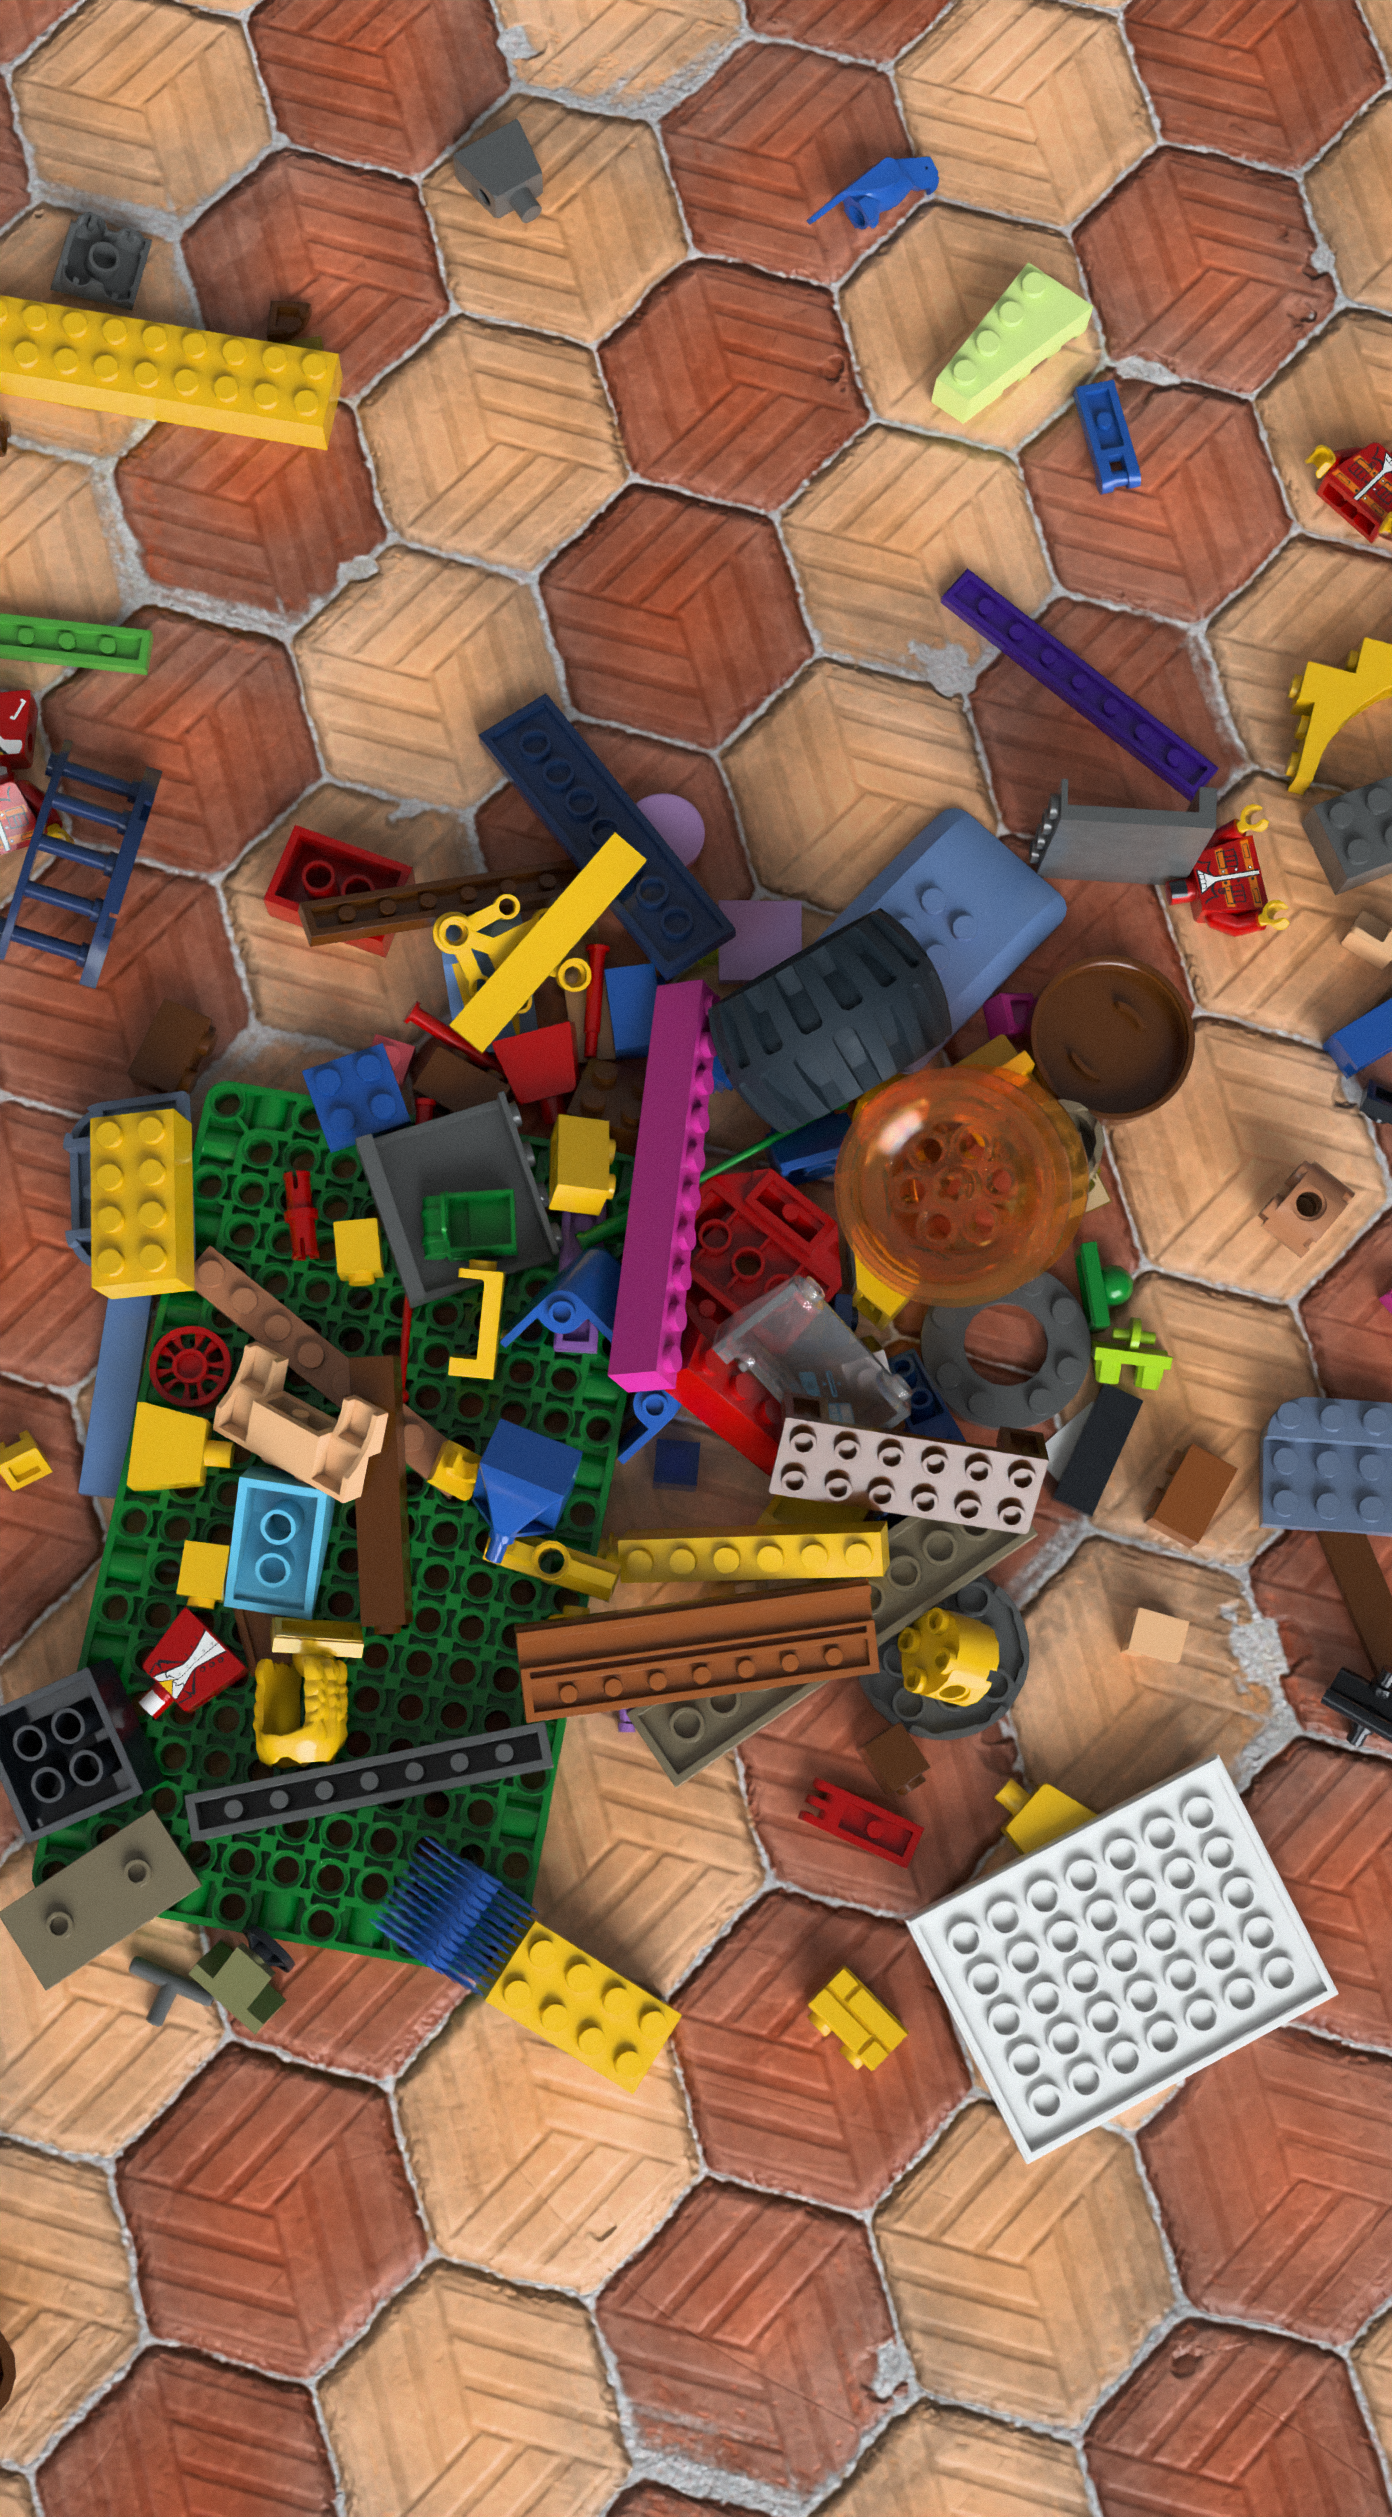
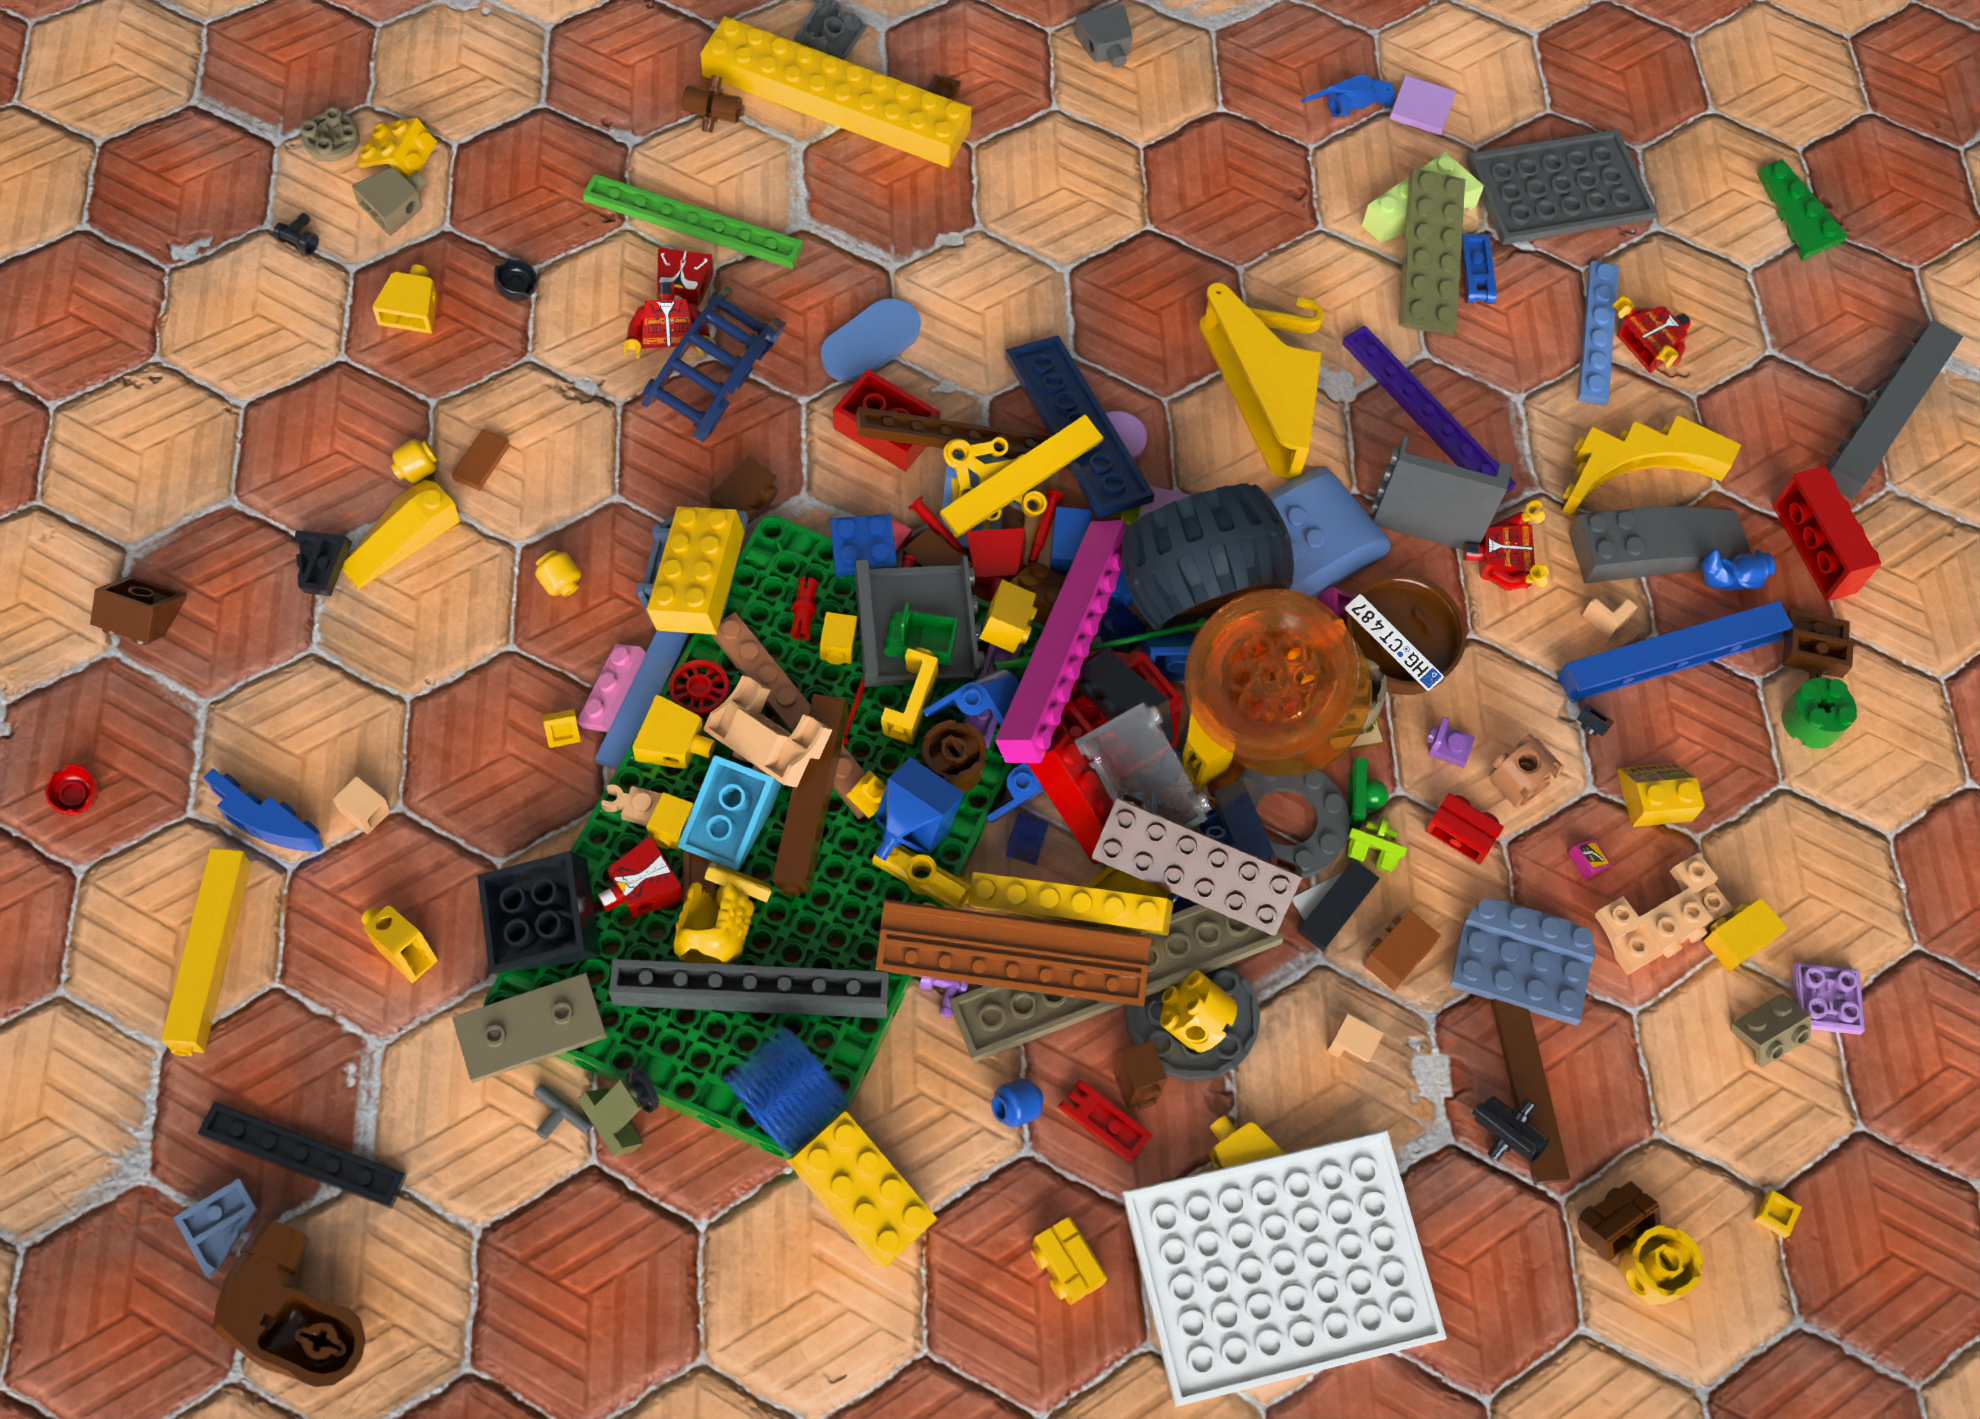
camera: 15 degrees right, 15 degrees down
(71, 1385) = (611, 687): none -> bright pink plate
(156, 1556) = (635, 806): none -> light nougat plate
(286, 762) = (870, 339): none -> medium blue tile
(554, 1388) = (955, 753): none -> reddish brown brick
(733, 1126) = (1120, 624): none -> clear blue brick
(746, 1829) = (1017, 1102): none -> blue head
(758, 1243) = (1118, 688): none -> black wedge
(853, 698) = (1266, 378): none -> yellow piece
(957, 1381) = (1243, 820): none -> dark blue slope
(981, 181) = (1422, 105): none -> lavender tile
(1040, 432) = (1432, 252): none -> olive plate
(1099, 1061) = (1394, 642): none -> white sticker
(1199, 1183) = (1449, 744): none -> medium lavender bracket
(1200, 271) = (1561, 187): none -> dark grey plate
(1240, 1302) = (1464, 827): none -> red brick
(1290, 498) = (1598, 333): none -> medium blue plate

